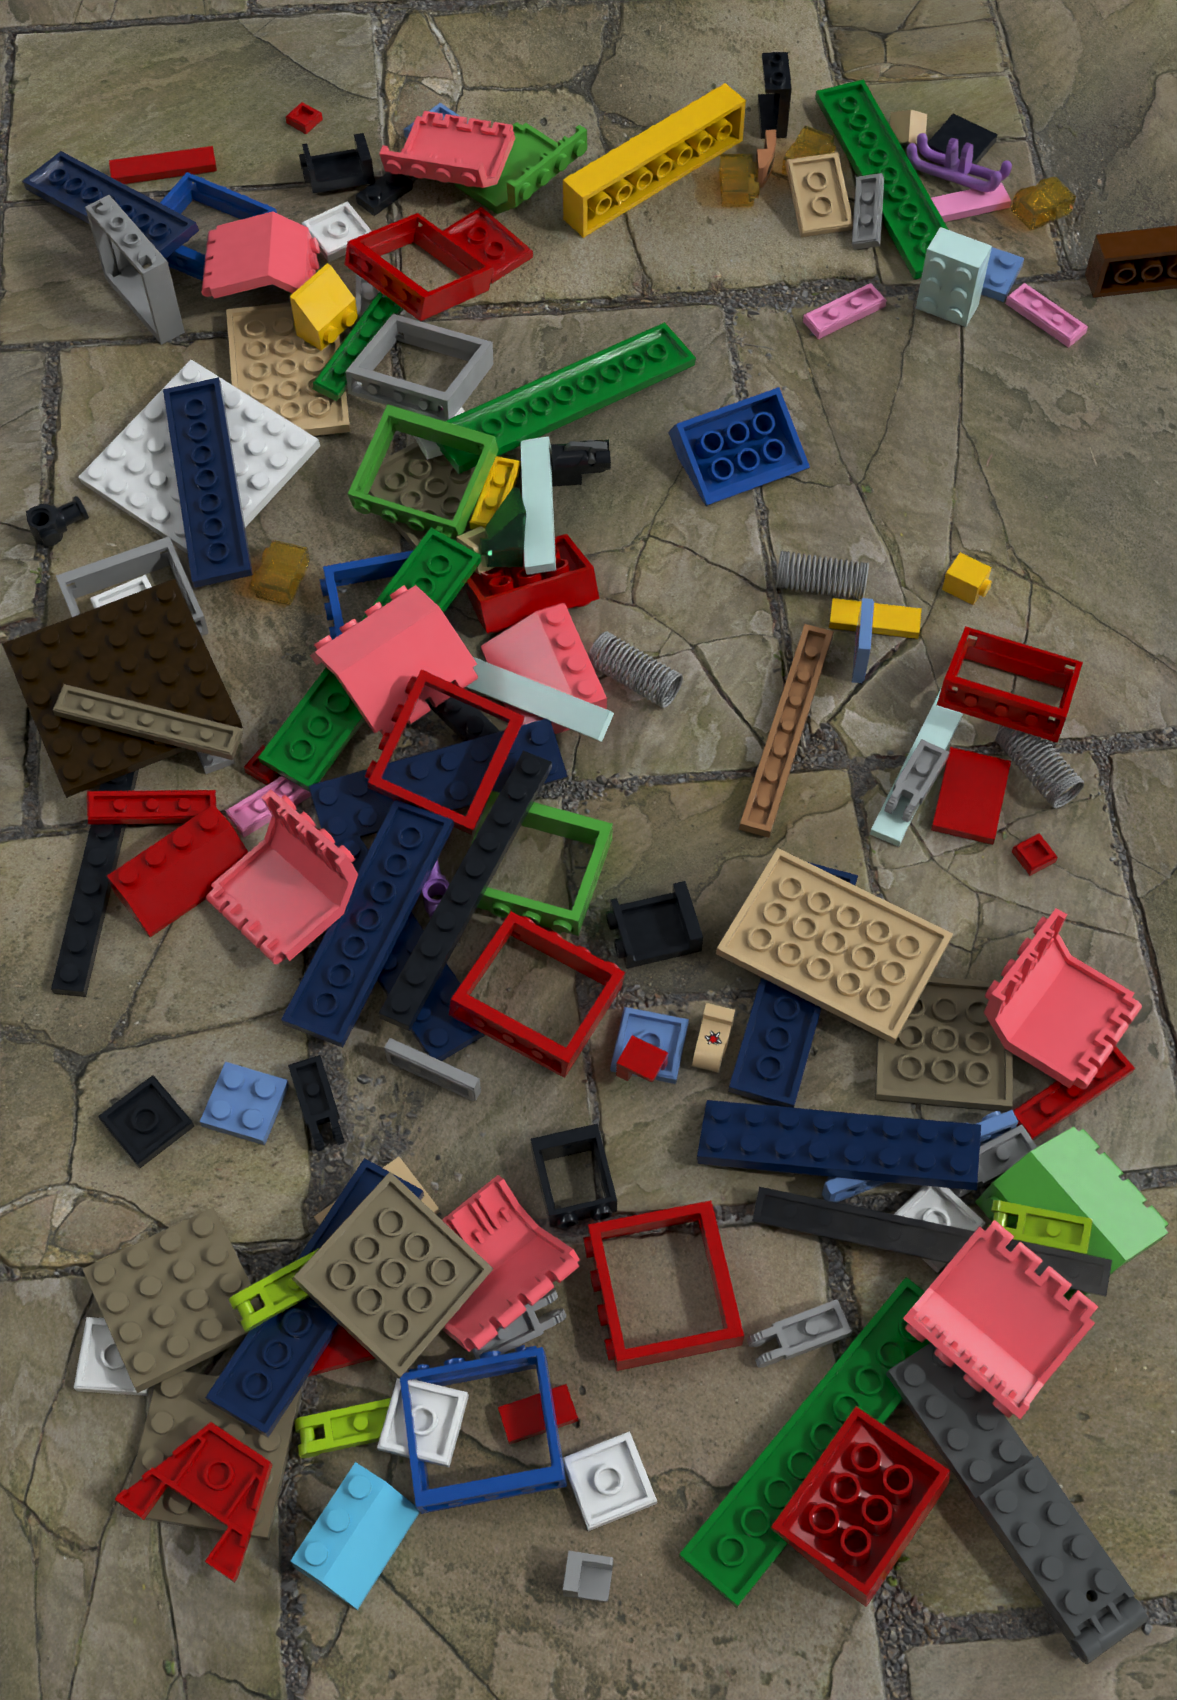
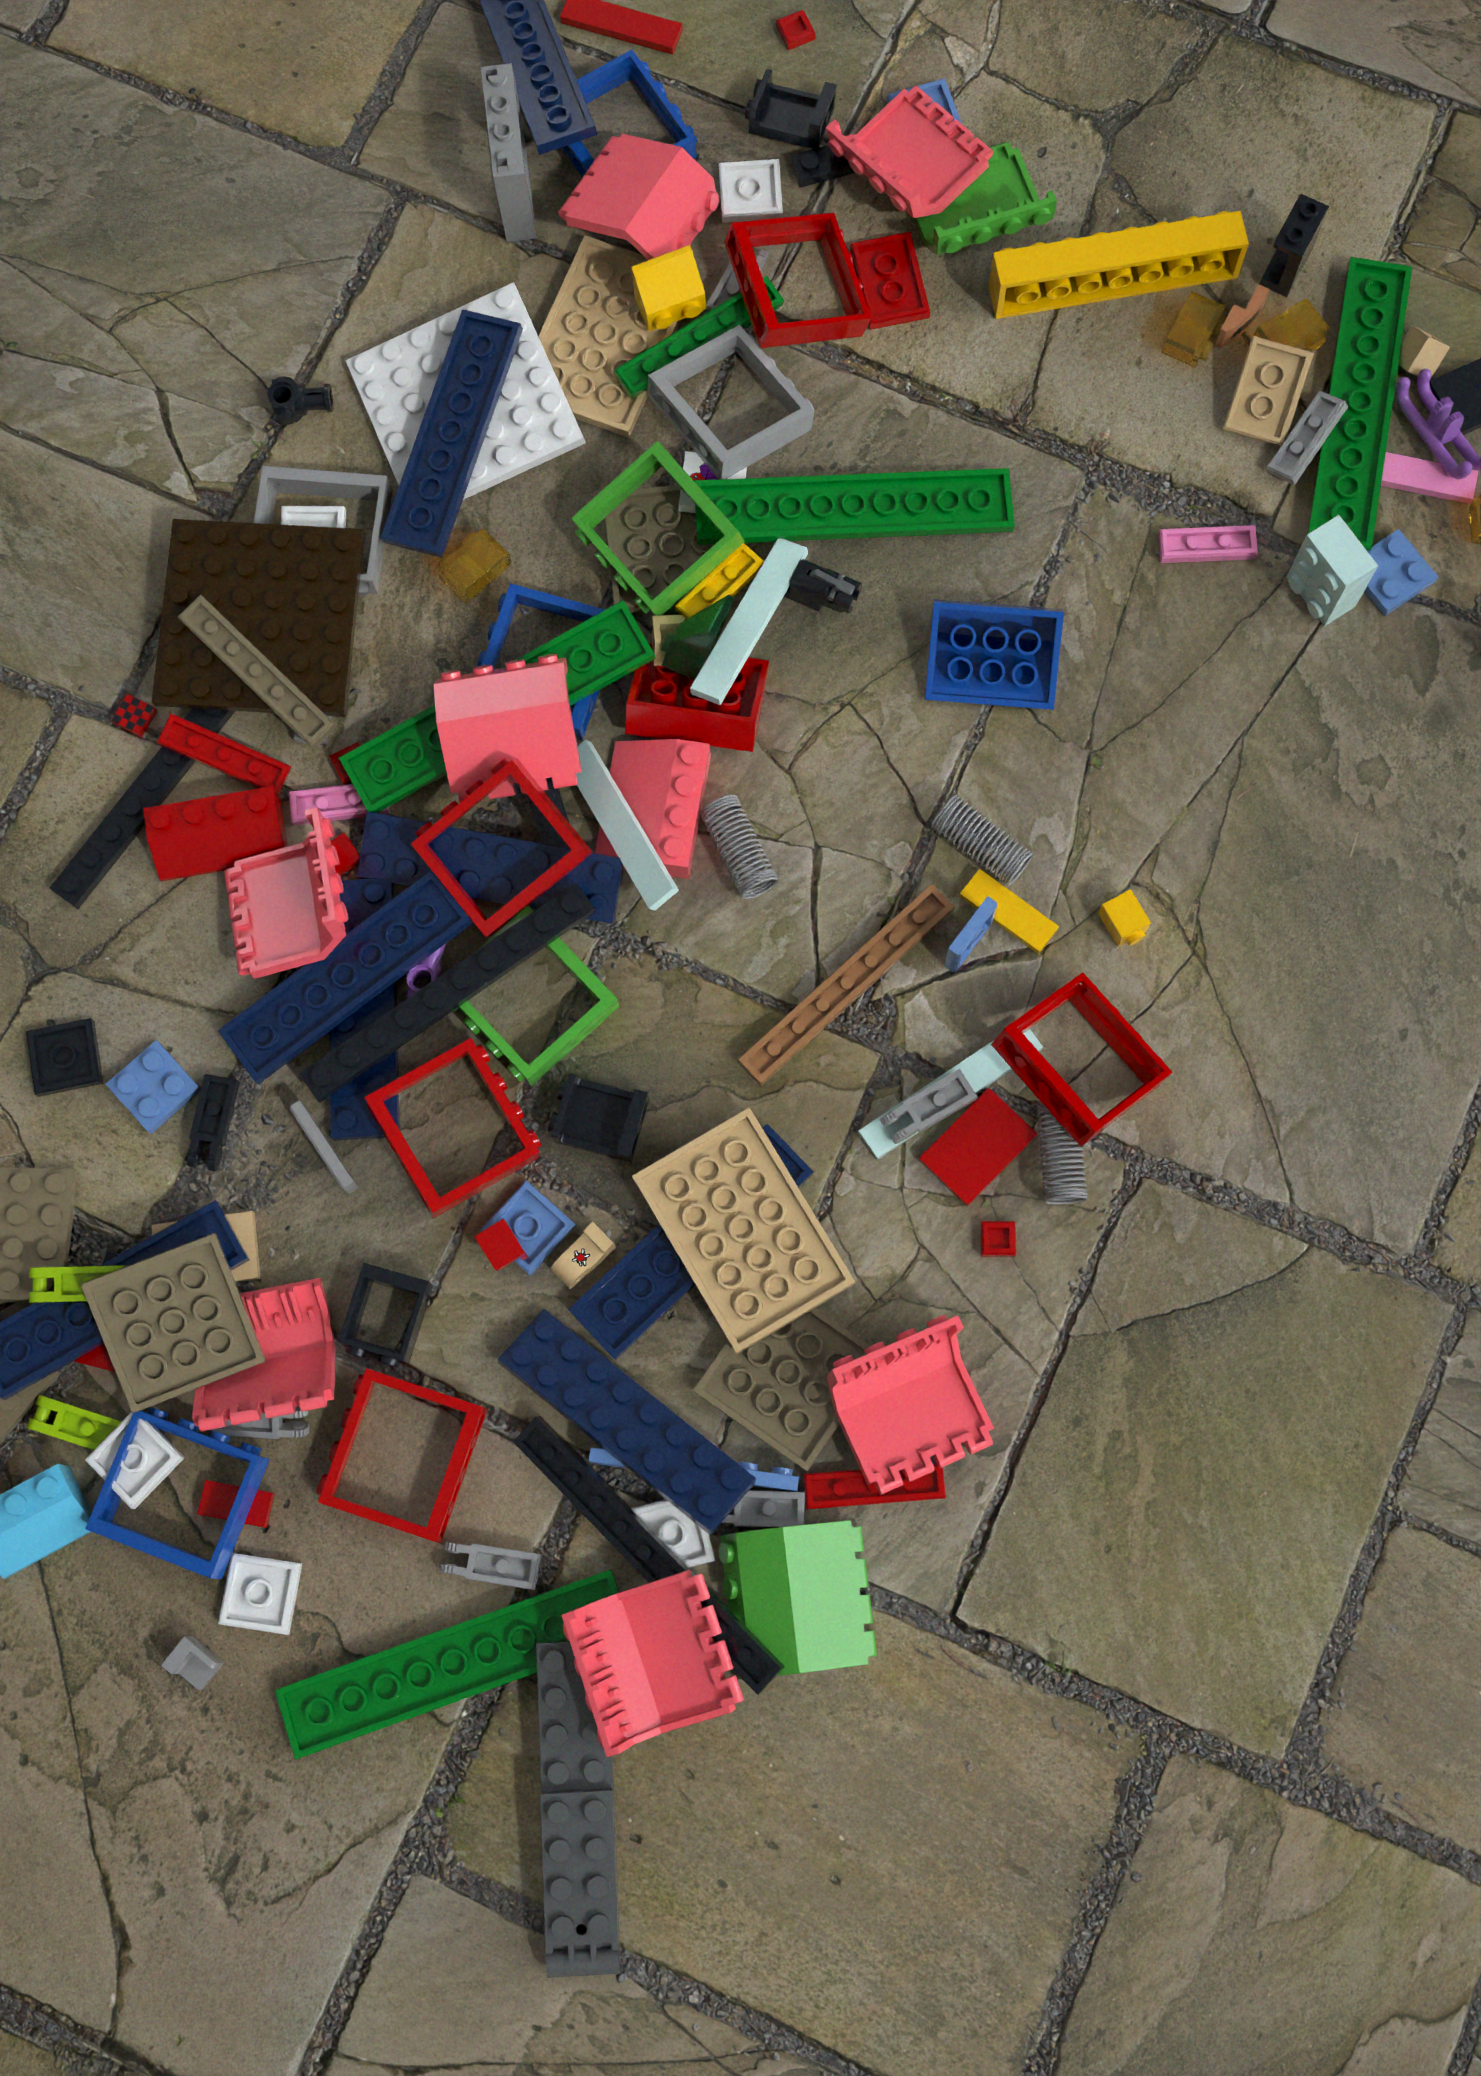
camera: 35 degrees right, 15 degrees up
(48, 818) = (134, 715): none -> red tile
(861, 1505) = (443, 1740): red slope -> none
(1045, 1226) = (745, 1601): lime plate -> none
(1046, 315) = (1417, 656): bright pink tile -> none

